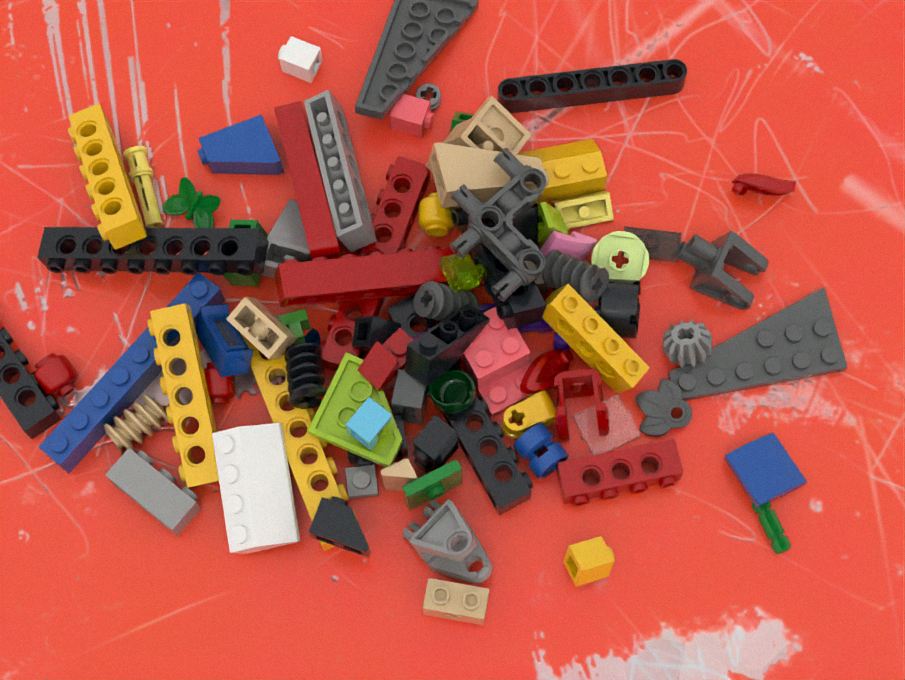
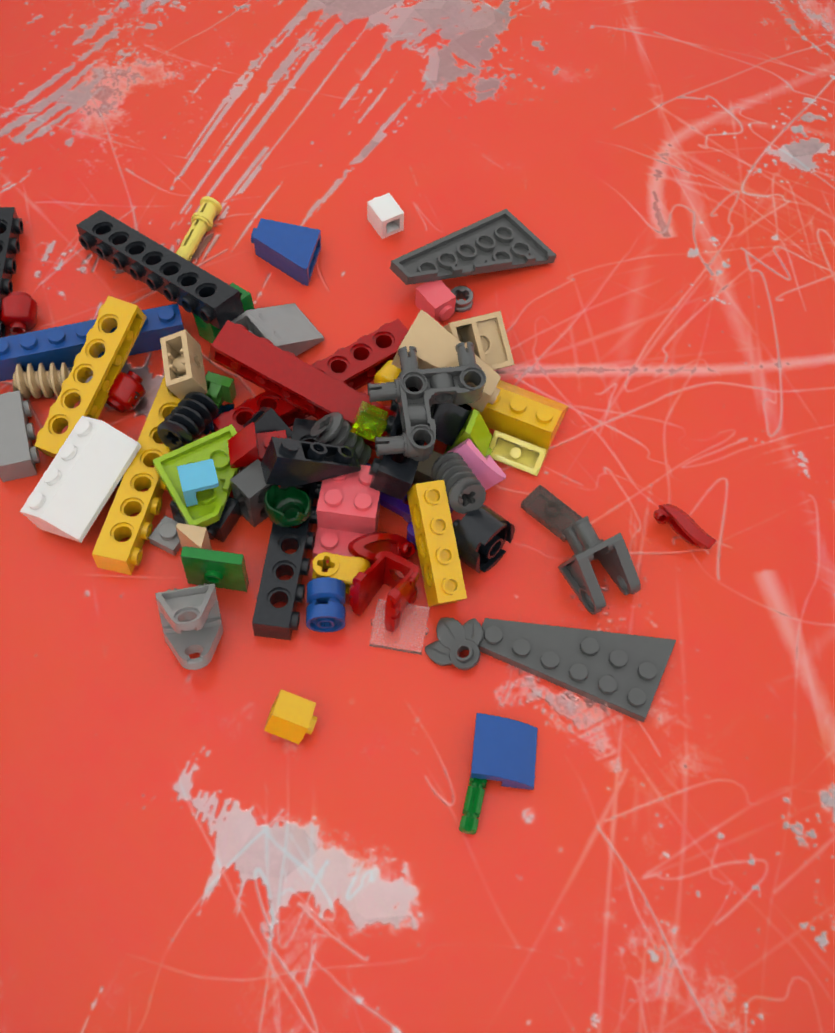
camera: 30 degrees right, 10 degrees down
(106, 177) = (169, 201): yellow brick -> none
(194, 203) = (220, 261): green piece -> none
(223, 341) = (149, 366): blue window -> none
(306, 181) = (311, 292): red beam -> none
(338, 526) = (113, 545): black slope -> none
(340, 171) = (341, 301): light grey brick -> none
(434, 445) = (243, 536): black brick -> none
(456, 601) = (158, 672): tan brick -> none
(602, 78) = (599, 367): black beam -> none
(633, 250) = (514, 488): yellowish green plate -> none
(660, 454) = (339, 640): red brick -> none
(687, 343) = (517, 603): light grey gear -> none

